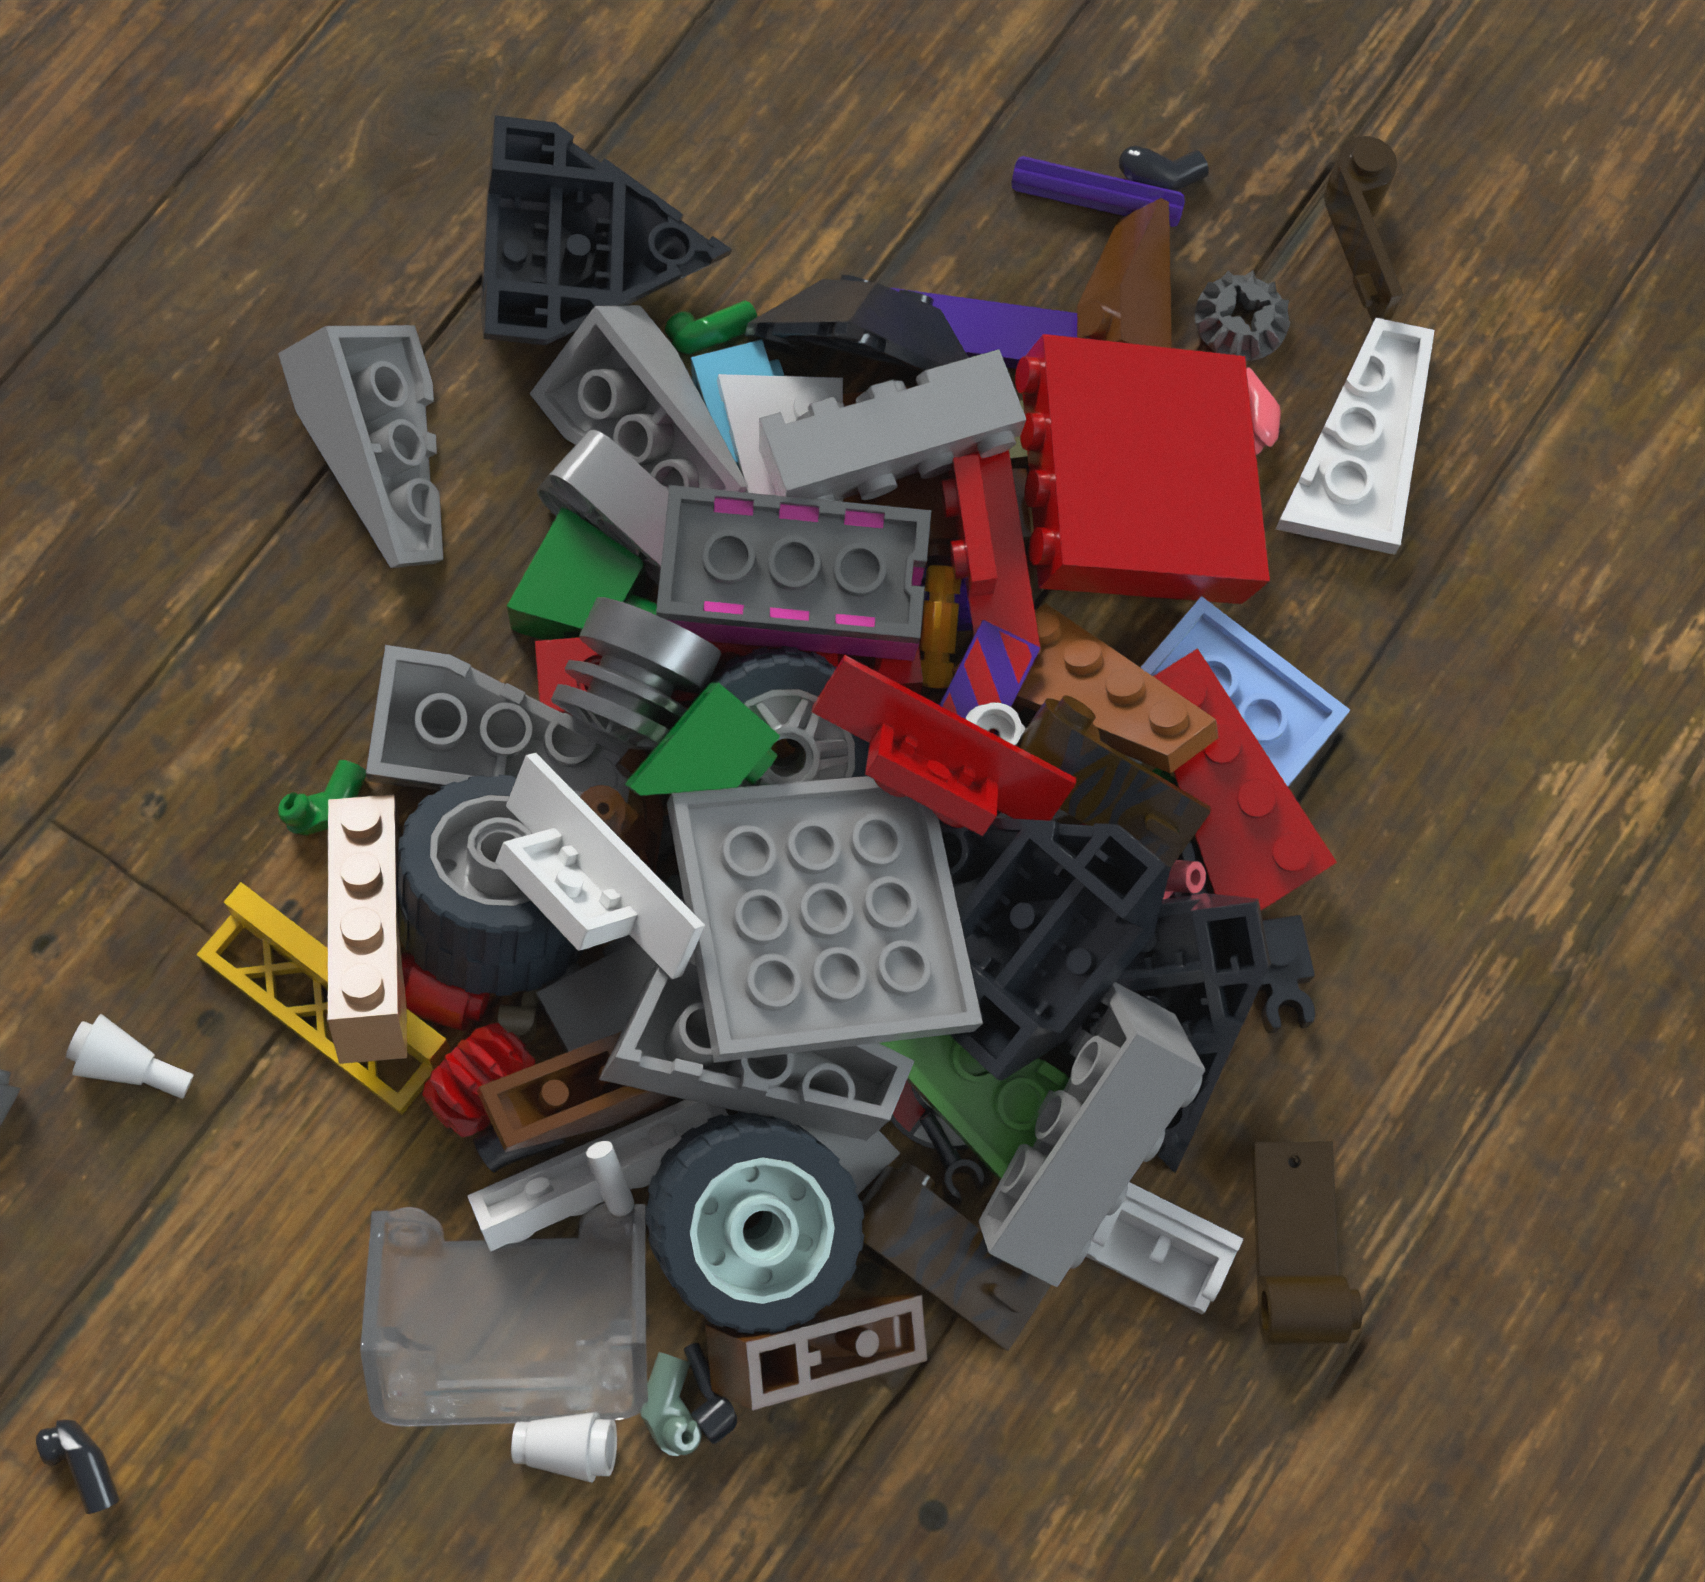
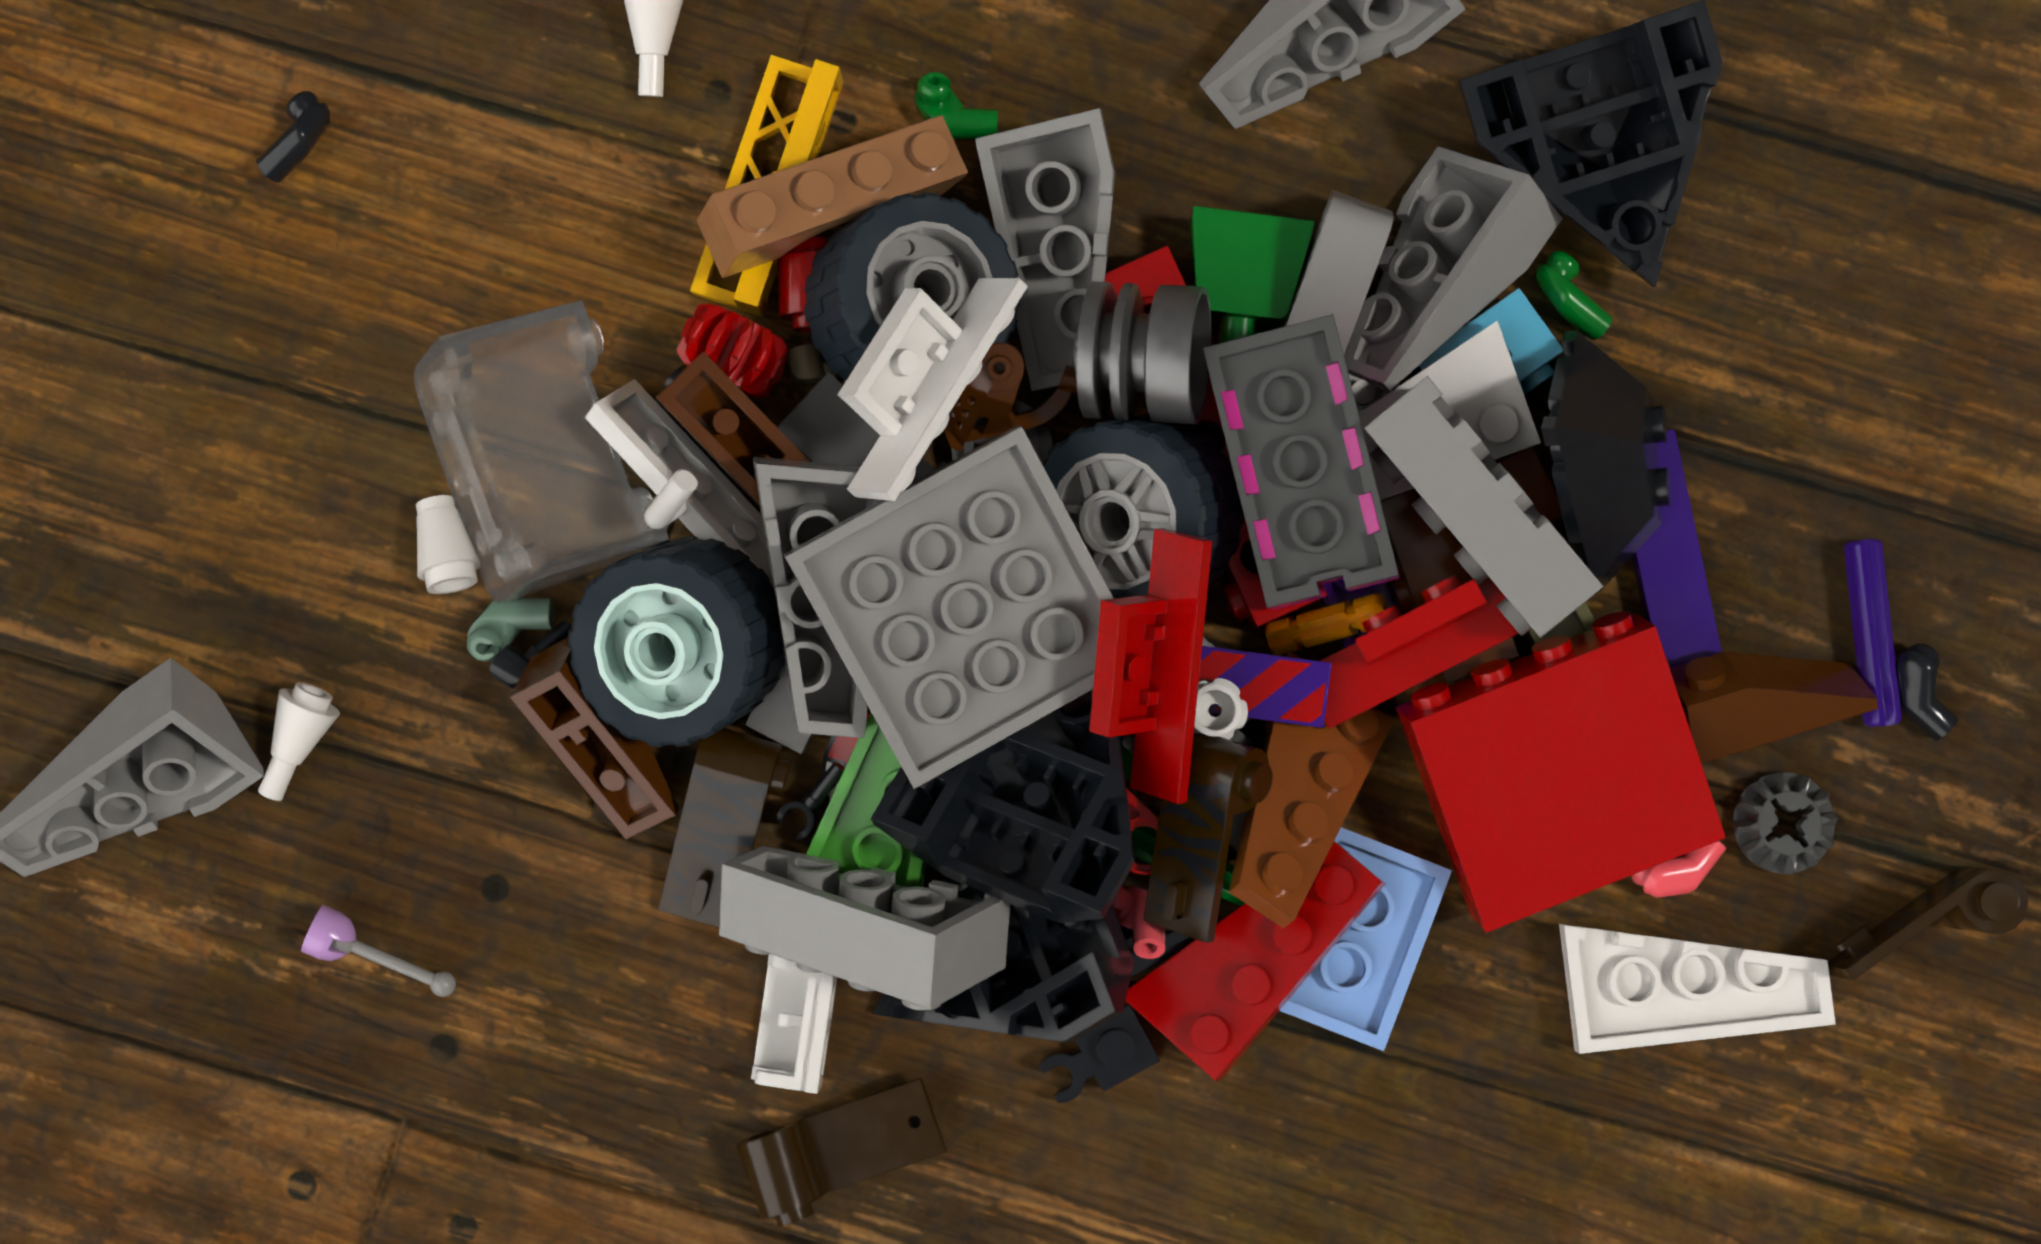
camera: 80 degrees right, 15 degrees up
(708, 748) = (1079, 443): green slope -> none

